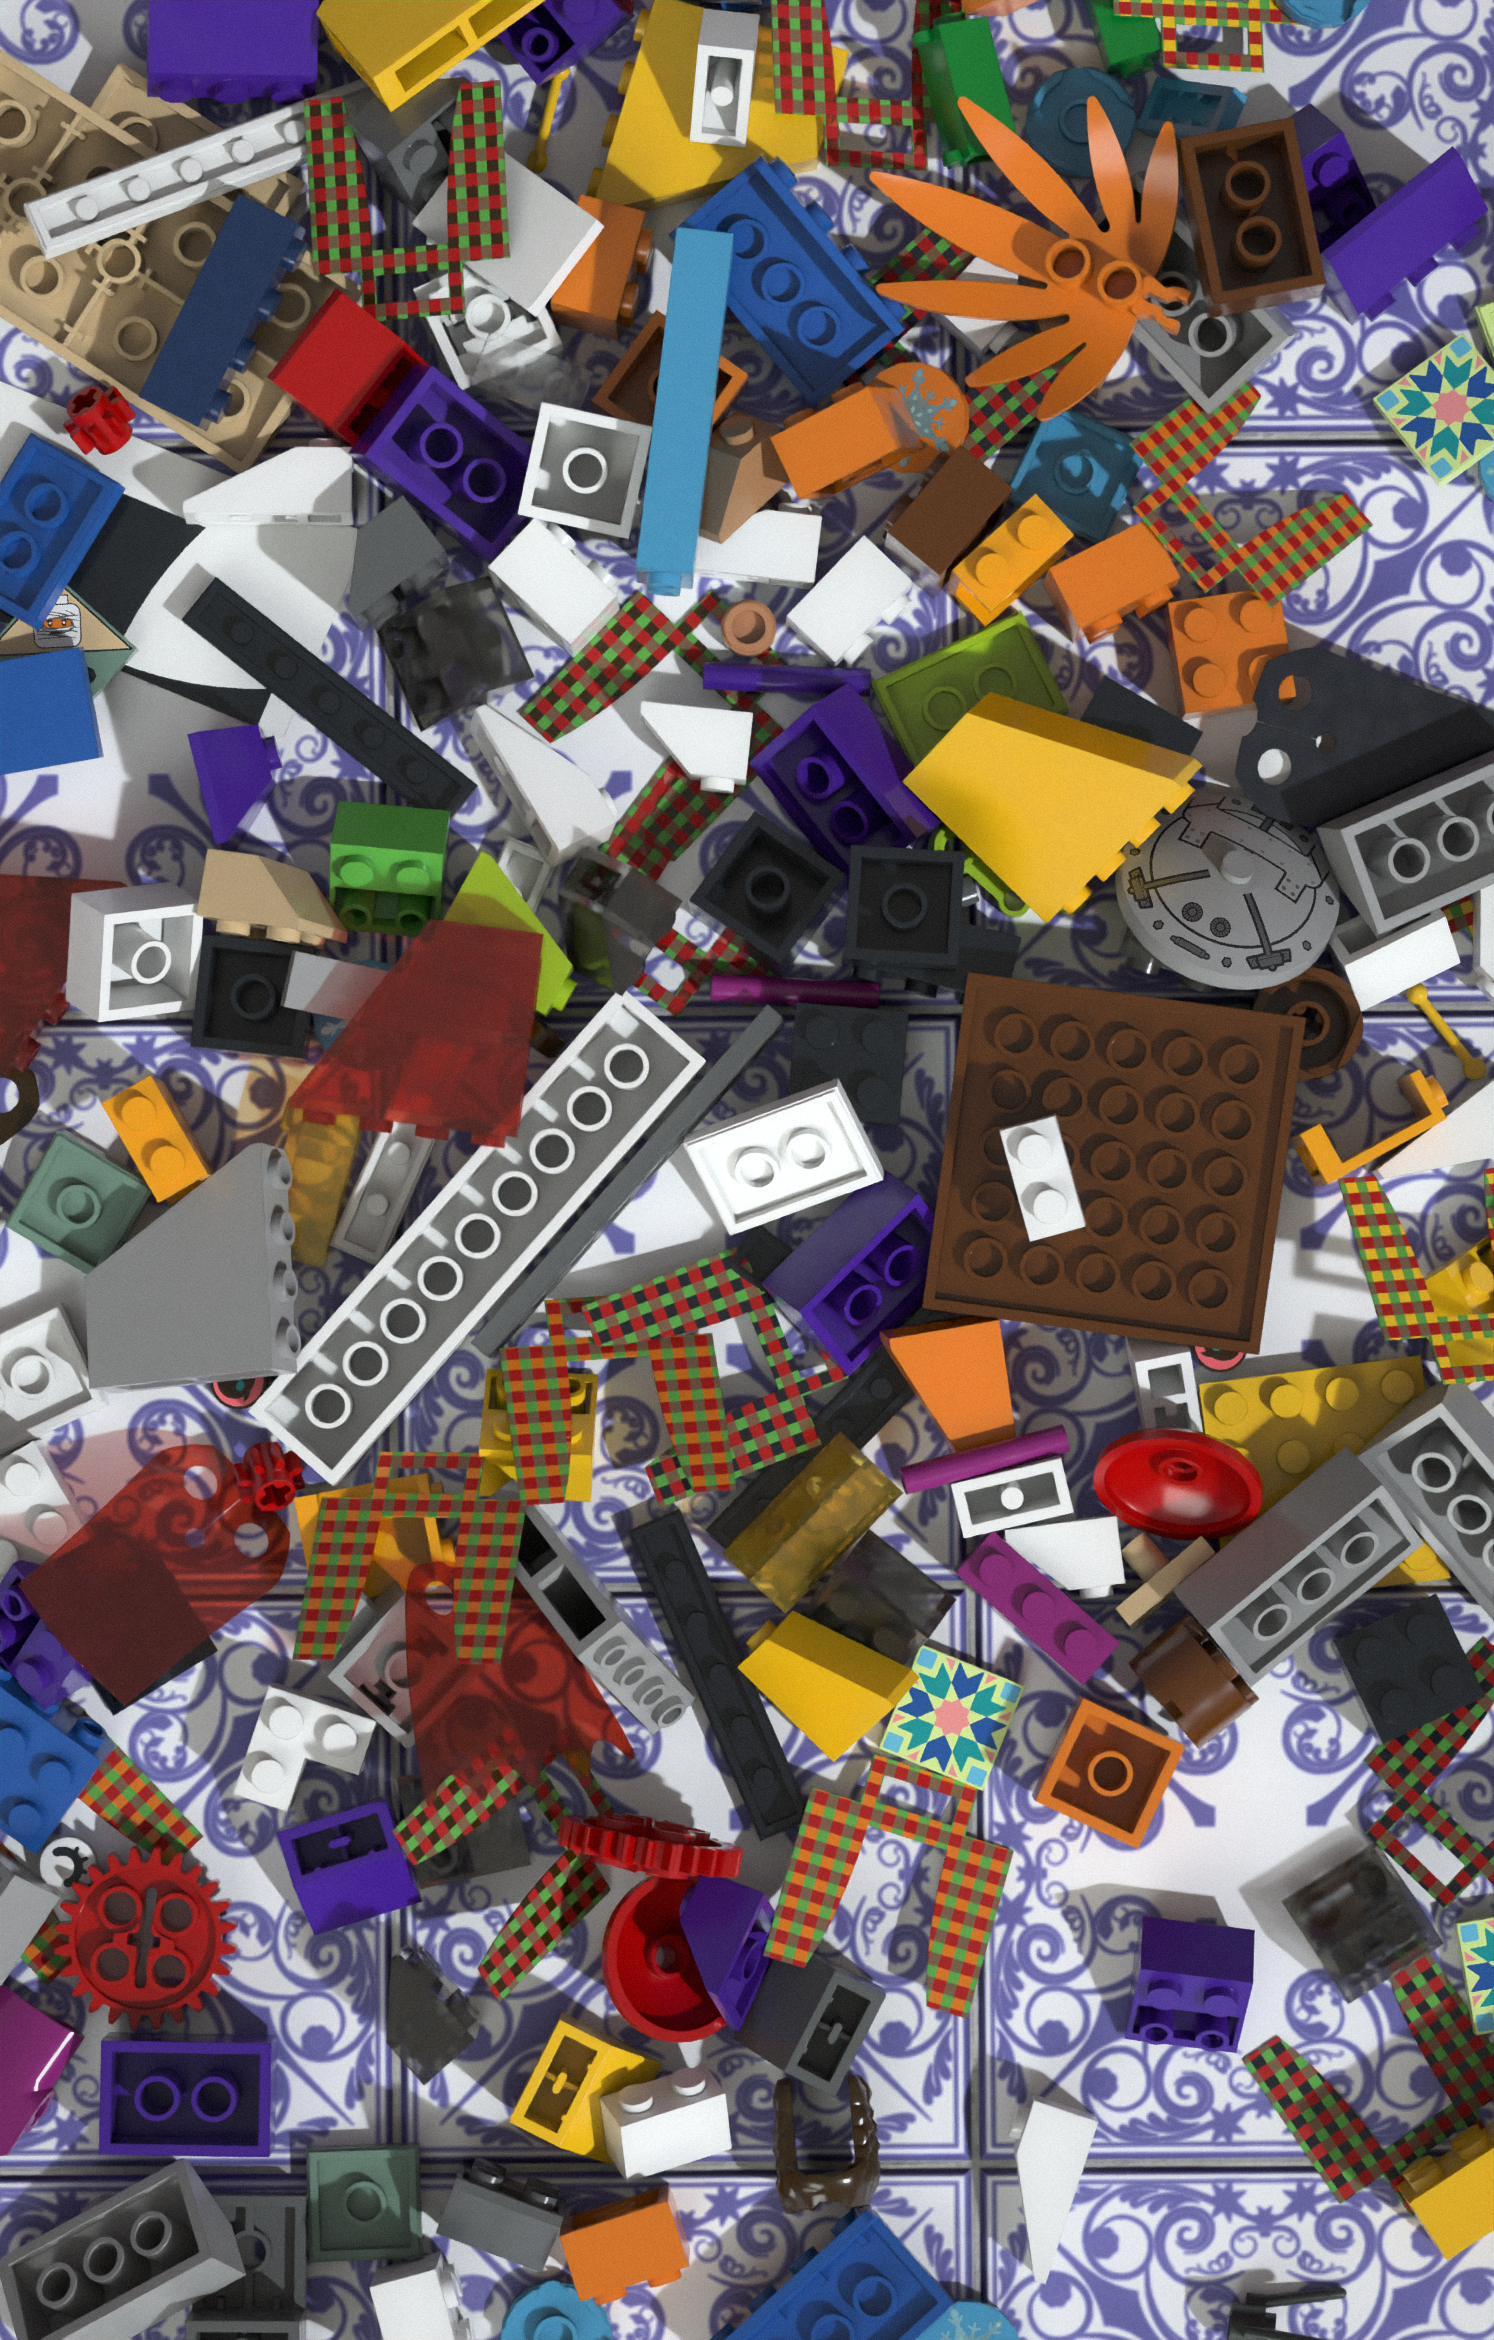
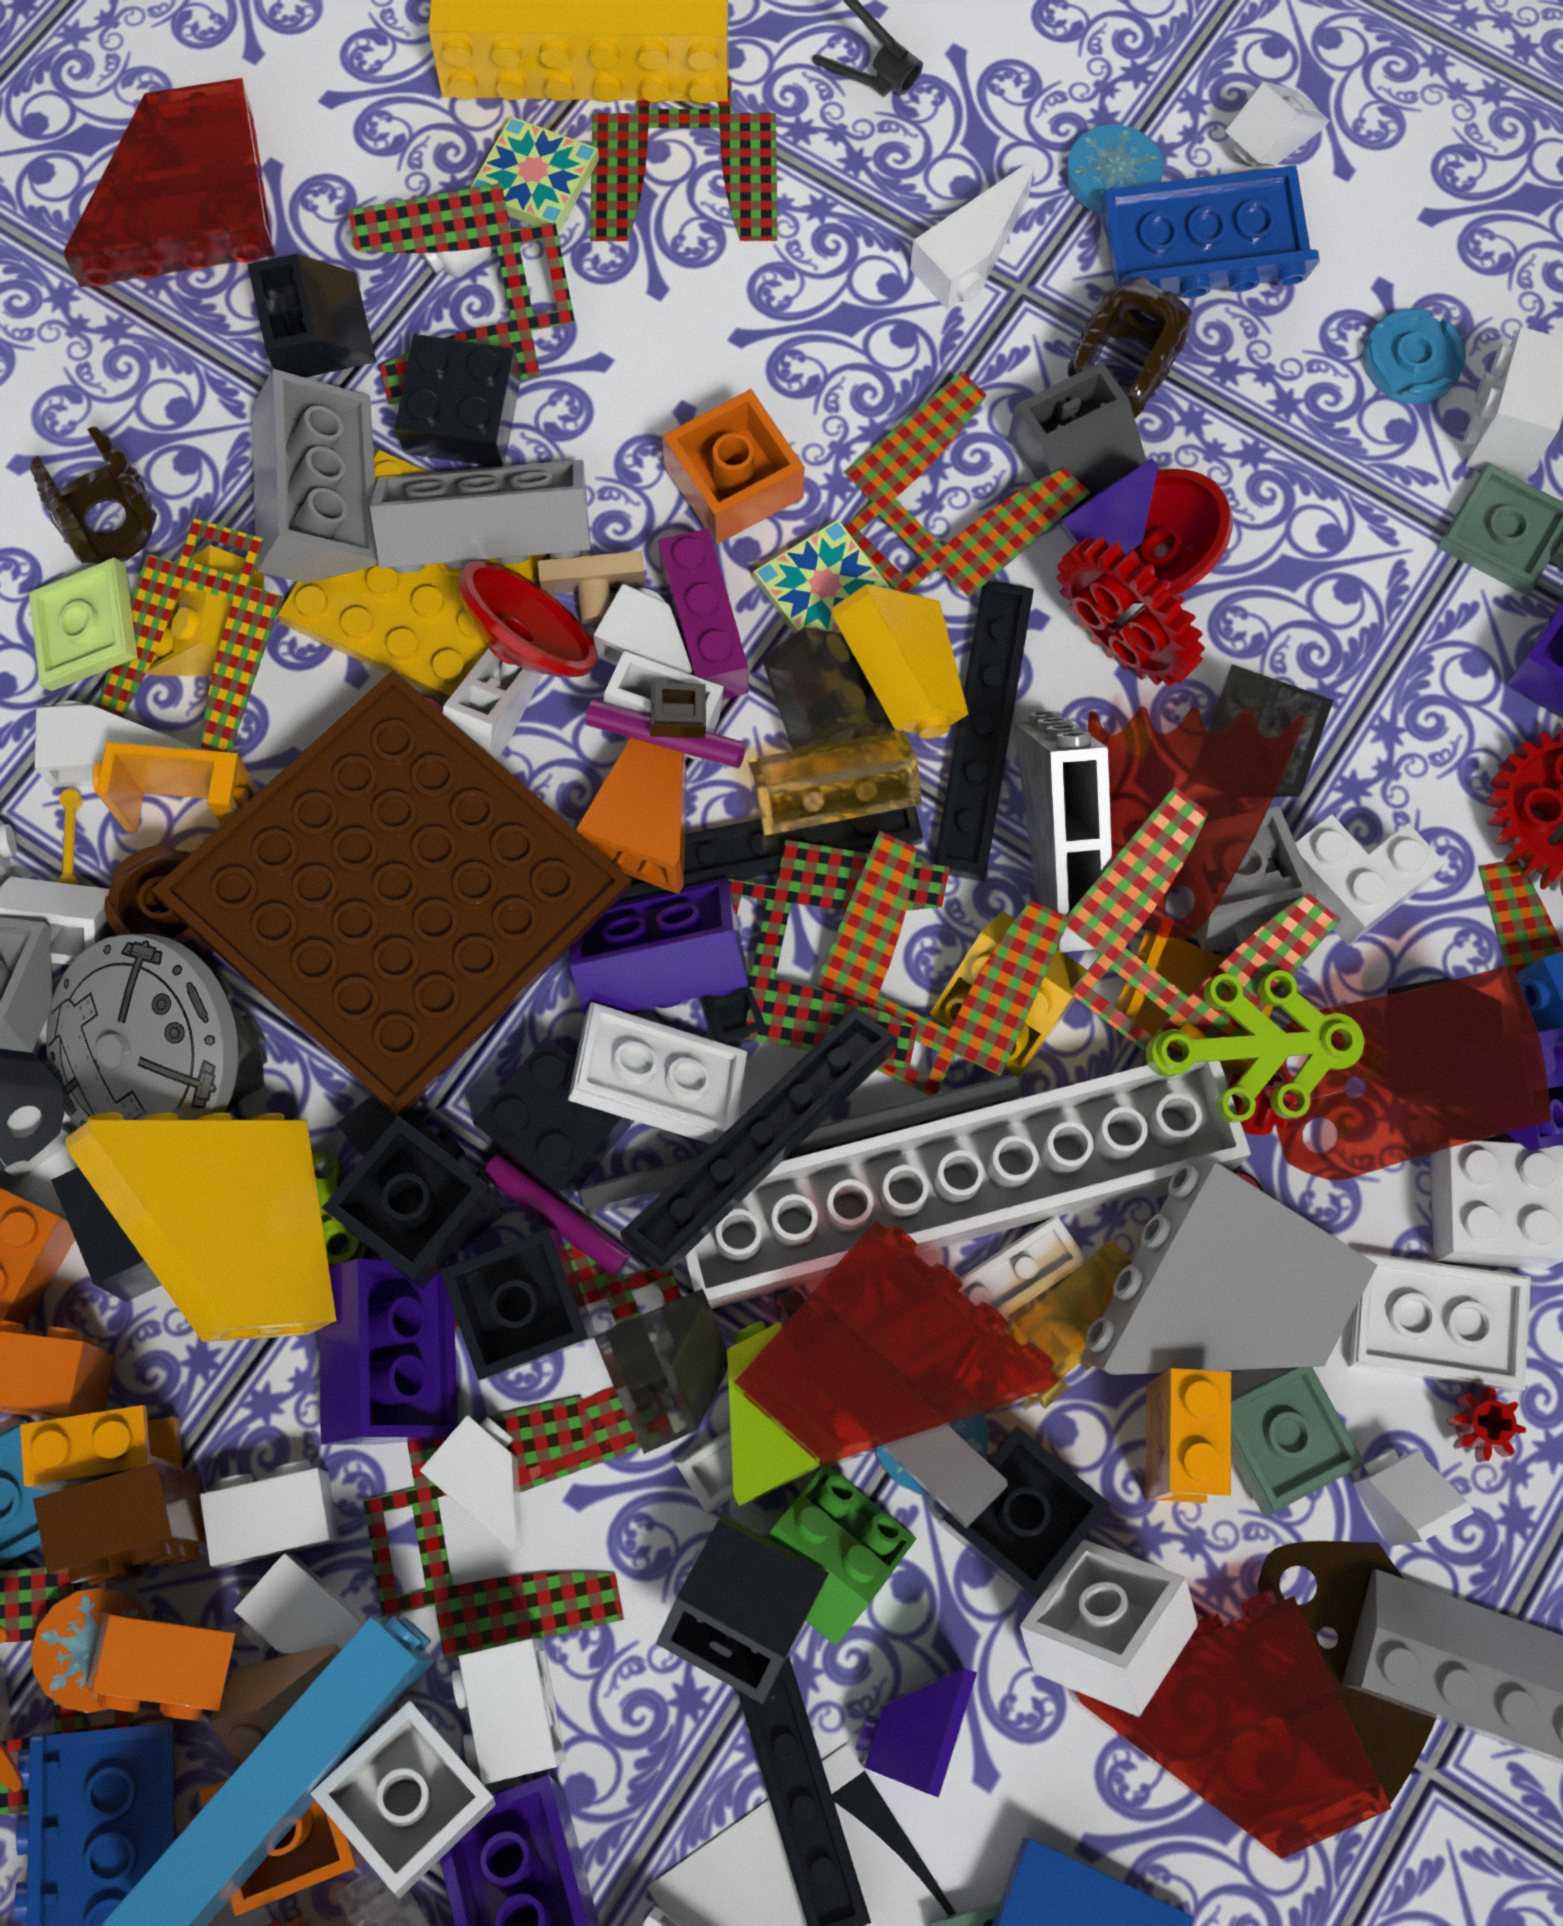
camera: 145 degrees left, 15 degrees down
(266, 901) = (959, 1592): tan slope -> none
(289, 1511) = (1266, 1045): none -> lime plant
(348, 1865) = (1374, 769): dark purple slope -> none
(392, 562) = (639, 1841): dark grey slope -> none
(424, 2018) = (1383, 606): clear smoke slope -> none
(426, 775) = (742, 1608): none -> black slope
(455, 652) = (641, 1715): clear smoke slope -> none
(503, 2214) = (1406, 448): dark grey slope -> none
(547, 790) = (645, 1525): white slope -> none
(557, 1899) = (1240, 627): piece -> none
(567, 2084) = (1293, 498): yellow slope -> none
(625, 2245) = (1328, 367): orange brick -> none
(658, 1155) = (758, 1141): none -> black tile
(665, 2122) = (1242, 428): white brick -> none
(748, 628) = (373, 1557): nougat tile -> none
(783, 678) = (375, 1490): dark purple piece -> none
(940, 688) = (231, 1382): lime tile -> none
(983, 1481) = (677, 710): none -> dark brown tile
(1042, 1177) = (457, 901): white brick -> none
(1190, 1984) = (777, 297): dark purple slope -> none
(1193, 1681) = (626, 484): reddish brown brick -> none
(1362, 1922) = (622, 256): clear smoke slope -> none

